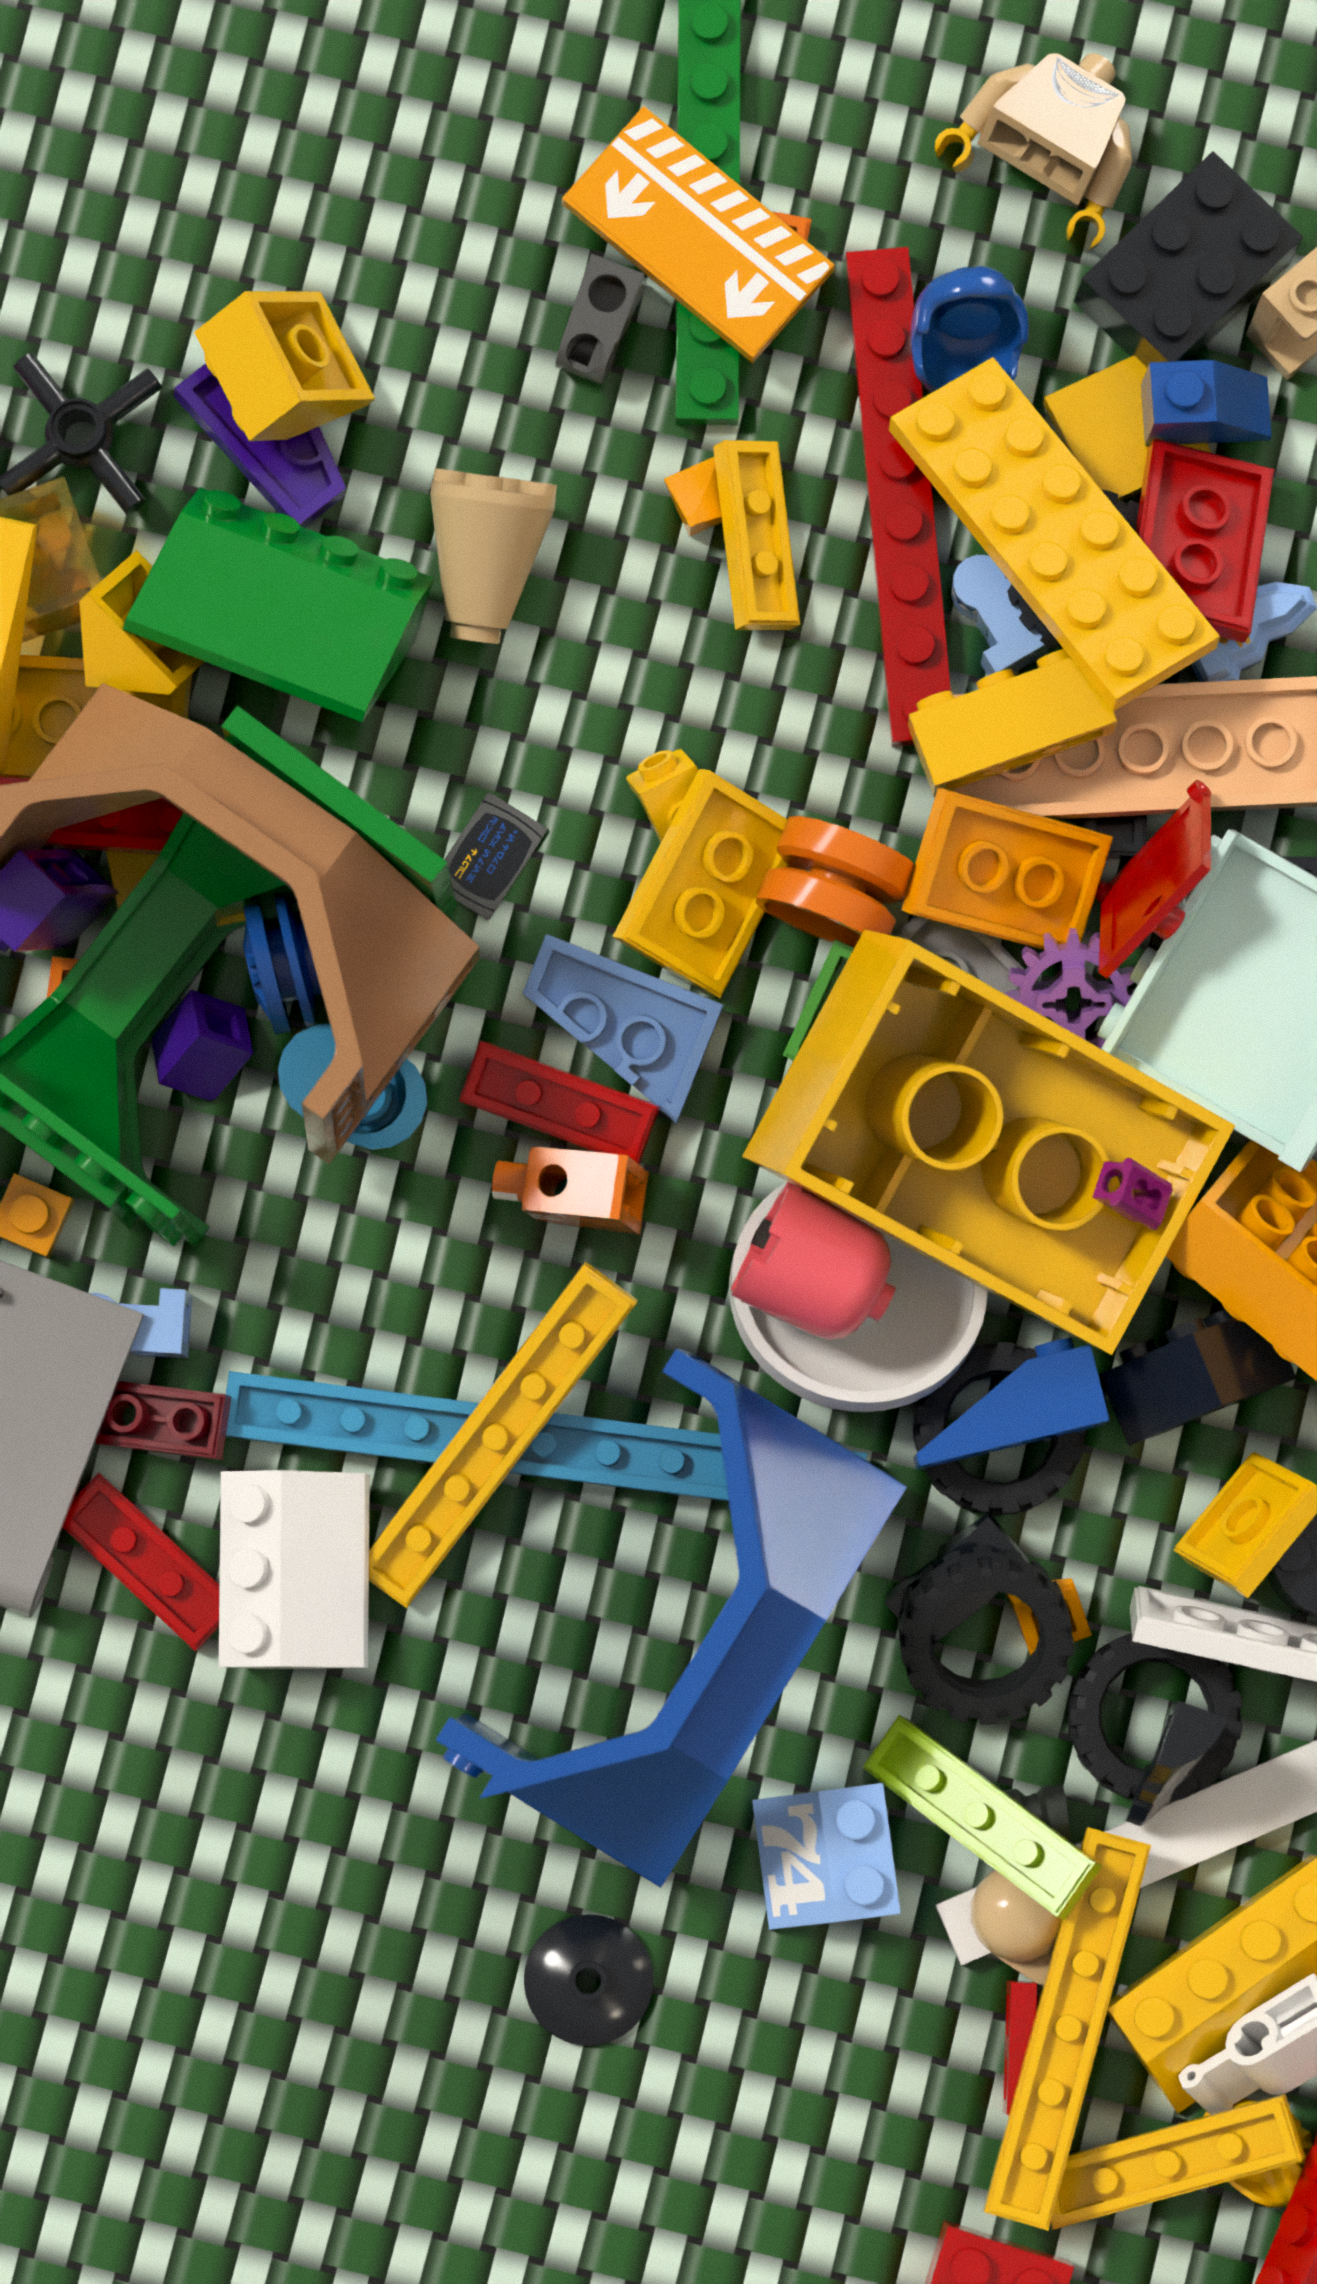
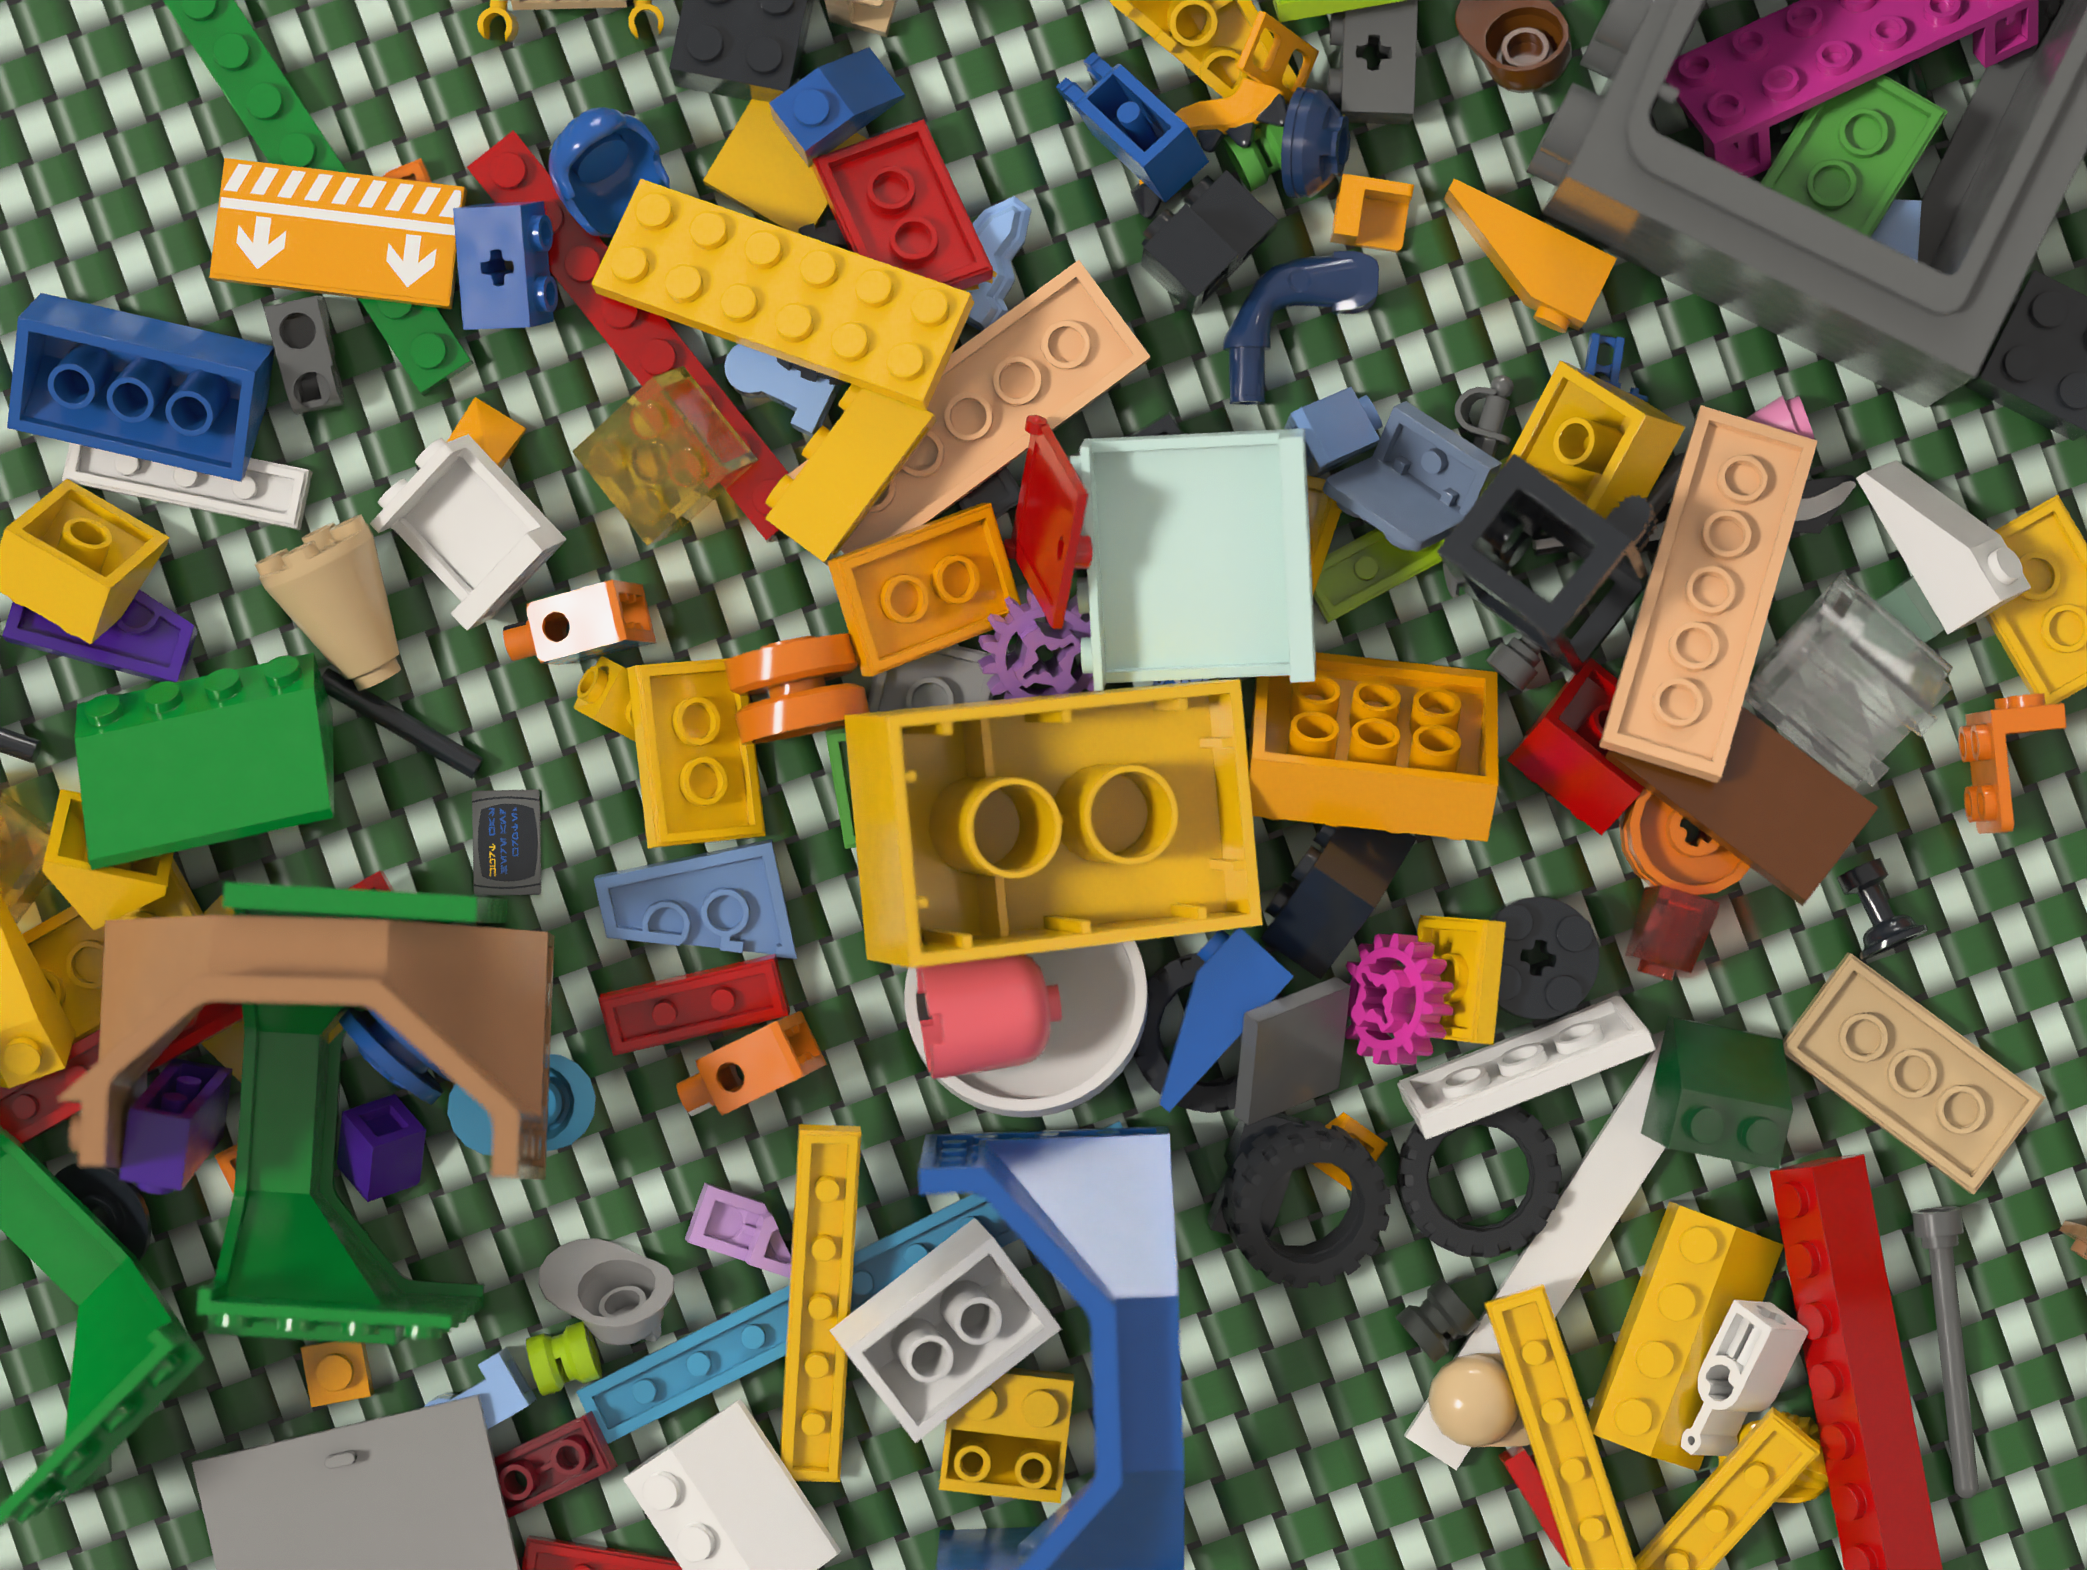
camera: 30 degrees left, 5 degrees up
(251, 1341) = (563, 1358): none -> lime wheel
(318, 1302) = (609, 1289): none -> light grey piece
(425, 359) = (266, 495): none -> white tile
(436, 253) = (138, 386): none -> blue slope
(466, 1326) = (739, 1229): none -> lavender slope
(467, 693) = (402, 724): none -> black bar
(584, 1659) = (1011, 1438): none -> yellow slope
(594, 1528) = (945, 1329): none -> white slope
(642, 559) = (469, 526): none -> white panel
(685, 707) = (601, 621): none -> torso
(756, 535) = (540, 441): yellow tile -> none
(822, 323) = (489, 291): none -> brick
(826, 1856) = (1296, 1456): light blue slope -> none
(855, 607) = (665, 455): none -> clear yellow brick
(982, 1817) = (1397, 1349): tile -> none
(1063, 1488) = (1291, 1050): none -> dark grey tile
(1149, 1190) = (1209, 778): magenta piece -> none
(1182, 1745) = (1518, 1196): black slope -> none
(1184, 1506) = (1396, 999): none -> dark pink gear

